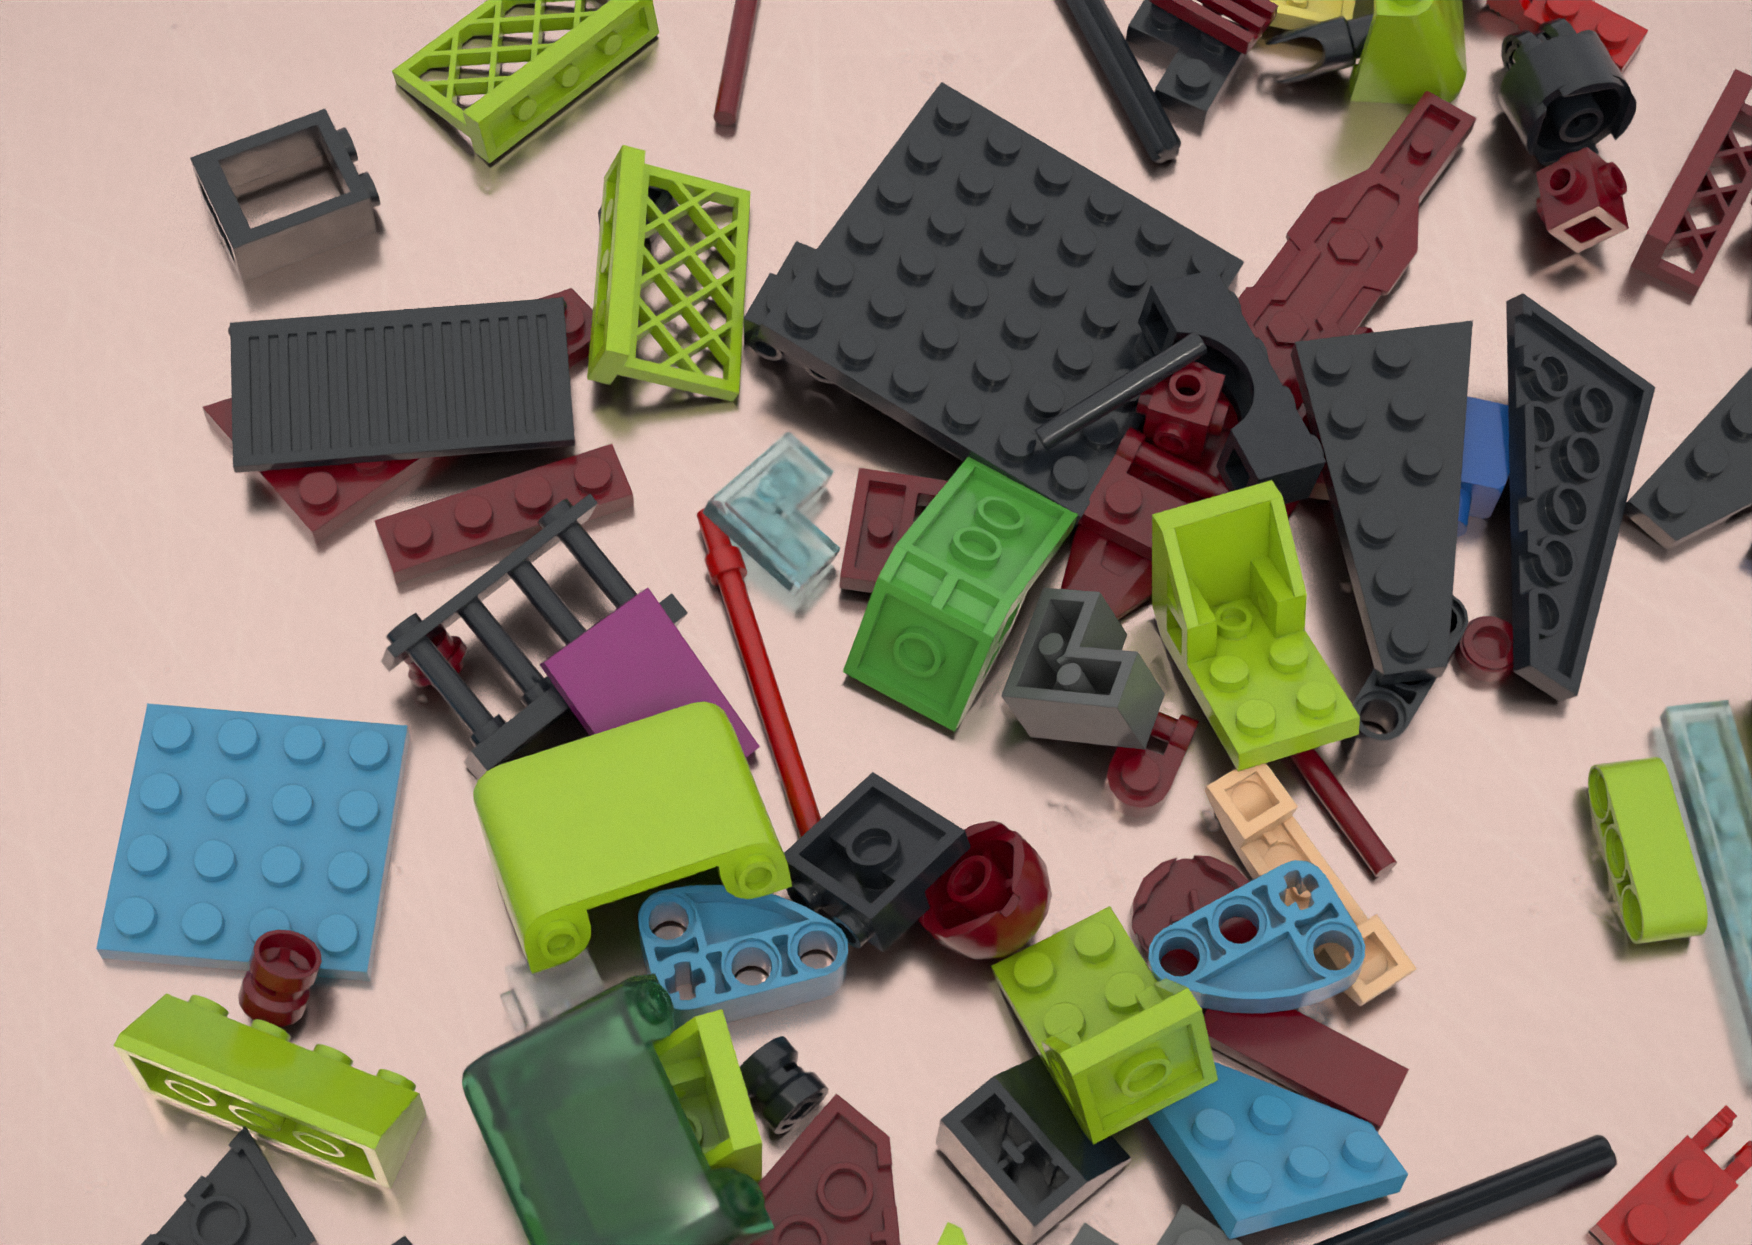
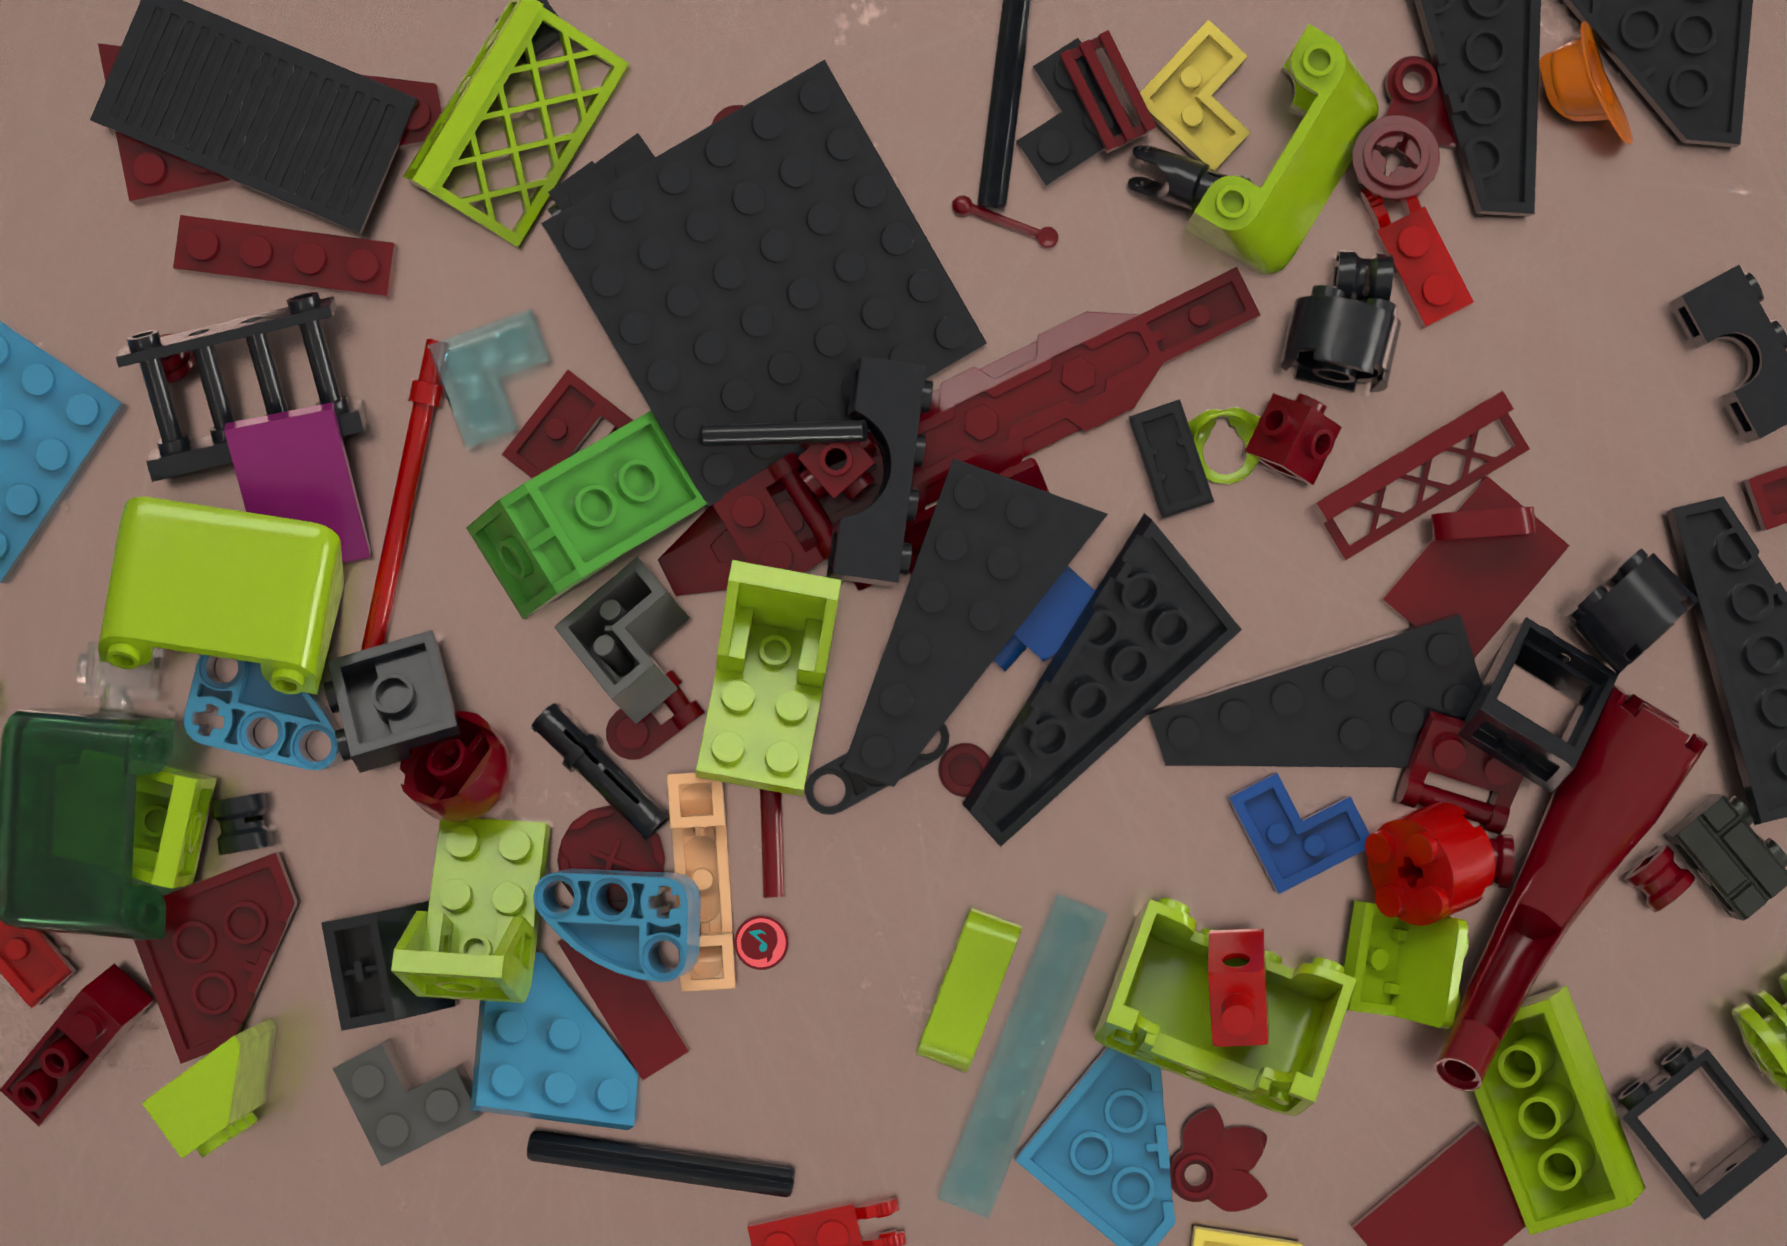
camera: 30 degrees right, 25 degrees up
(1132, 829) = (586, 757): none -> black pin
(1233, 161) = (1046, 237): none -> dark red hinge
(1409, 916) = (761, 942): none -> dark red tile
(1479, 273) = (1171, 459): none -> black plate
(1527, 226) = (1245, 426): none -> lime piece

